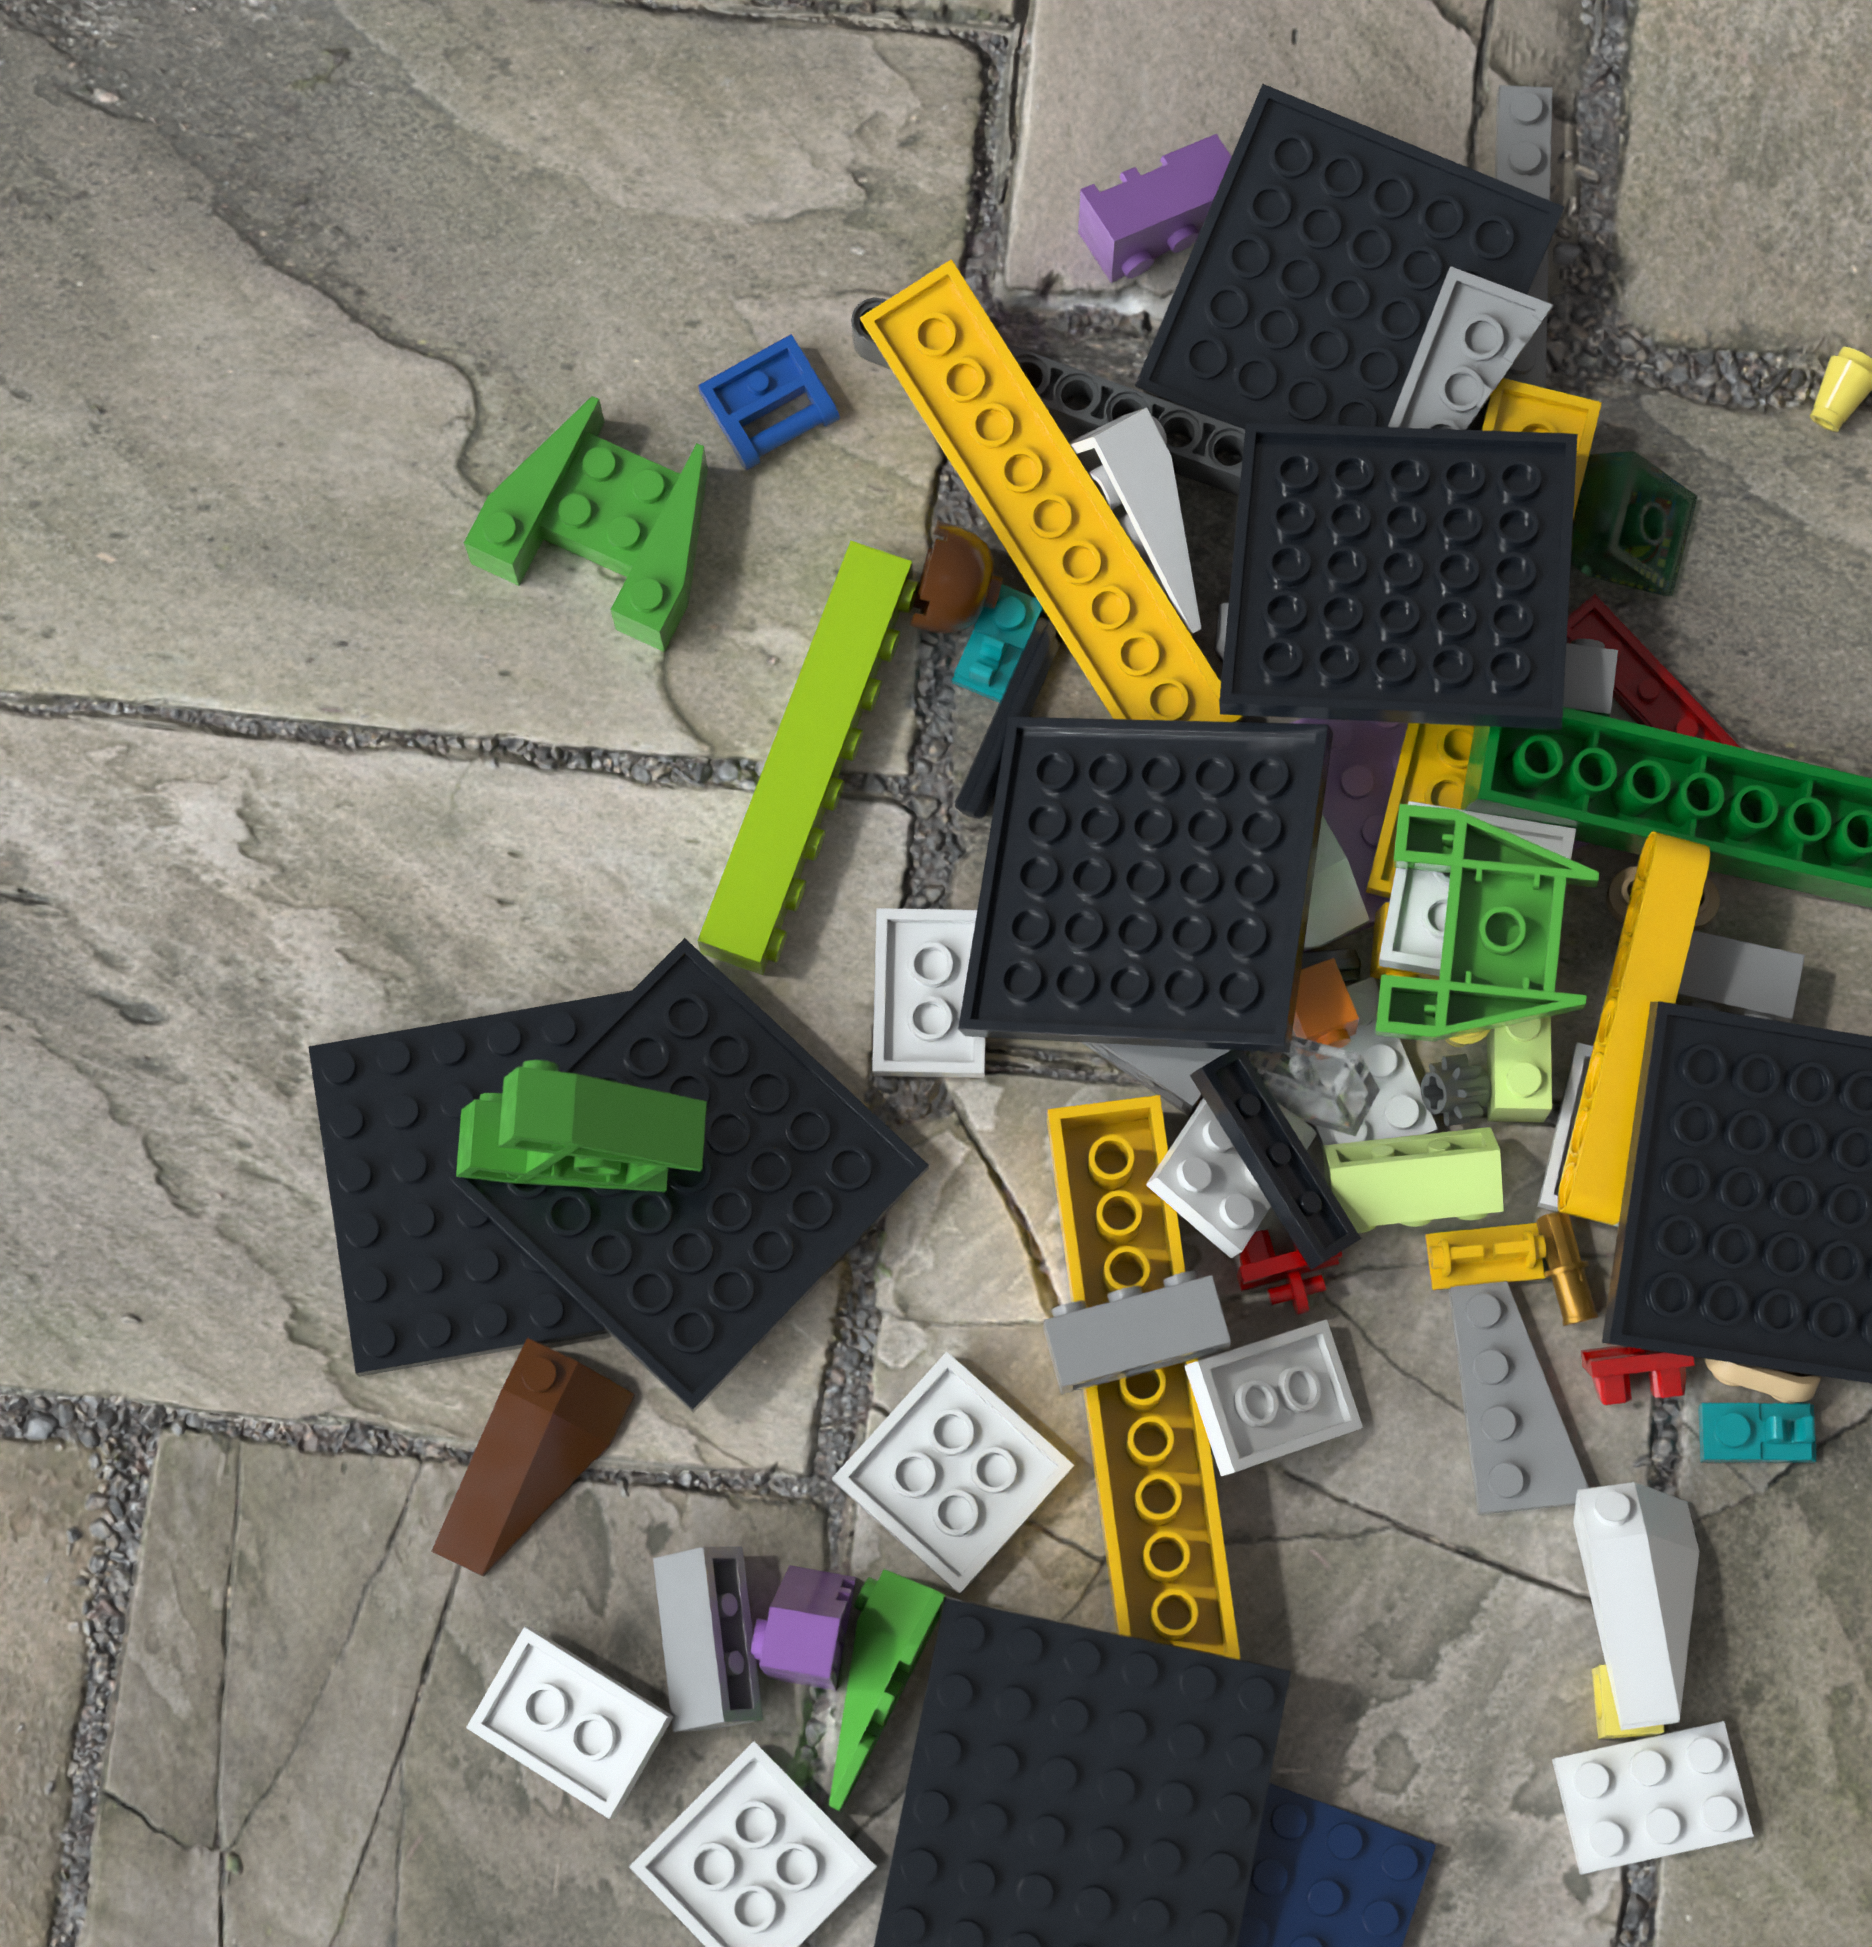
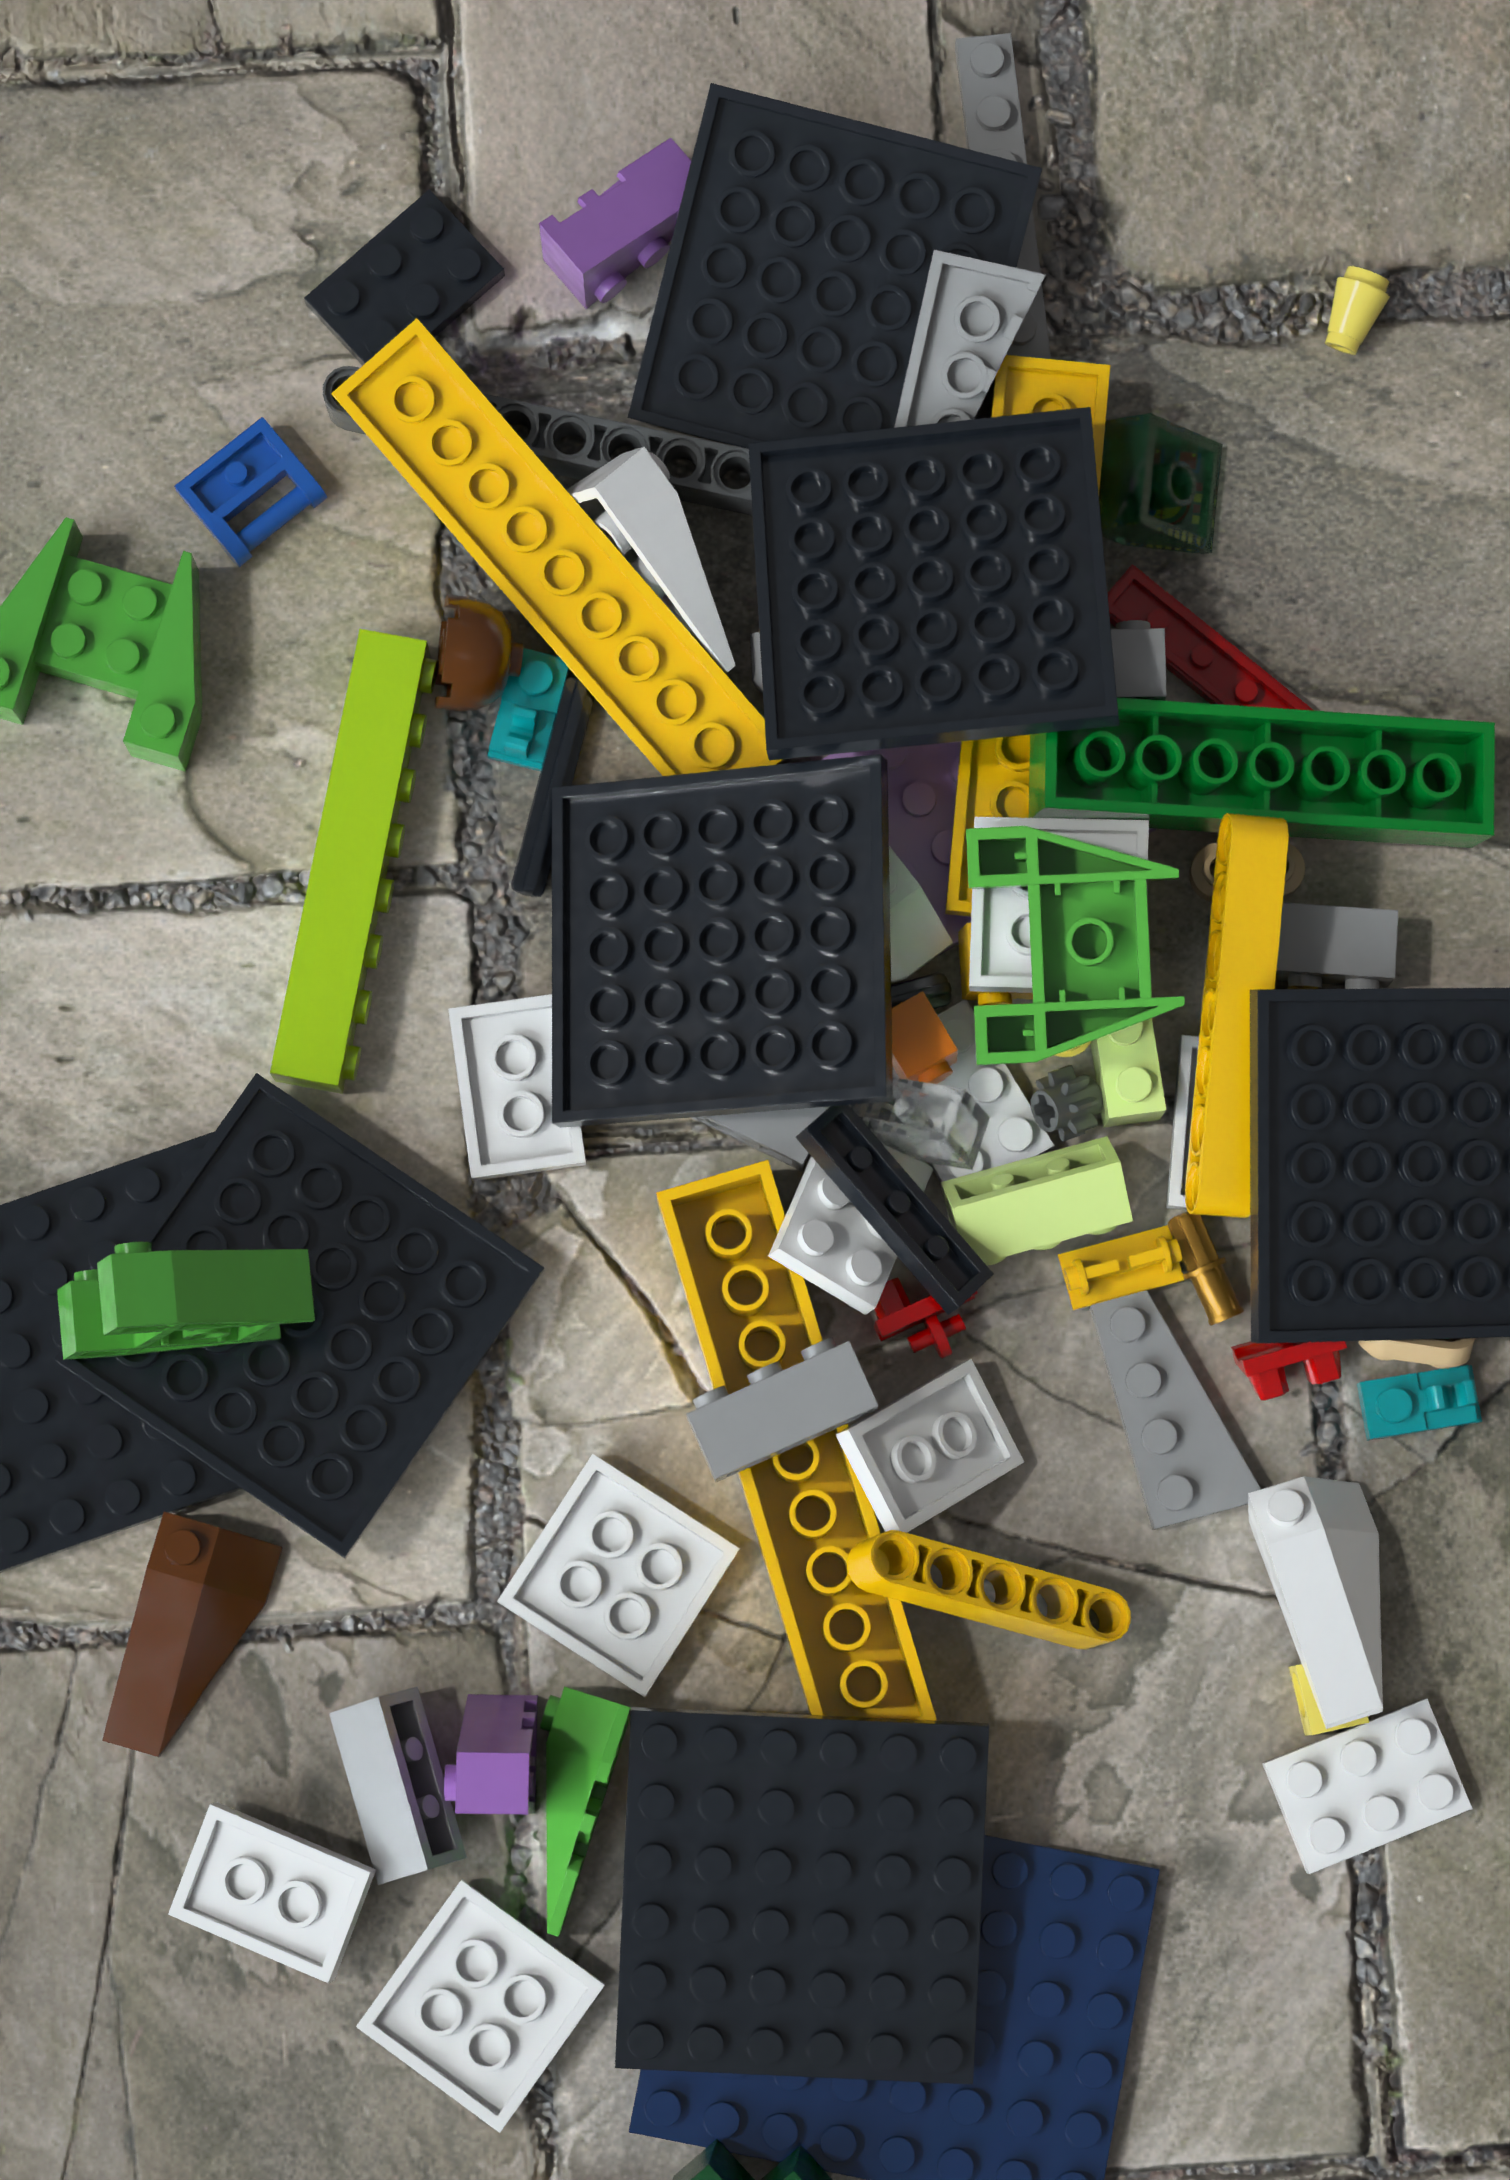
camera: 15 degrees left, 5 degrees up
(955, 217) = (412, 269): none -> black plate
(1286, 1542) = (964, 1593): none -> yellow beam

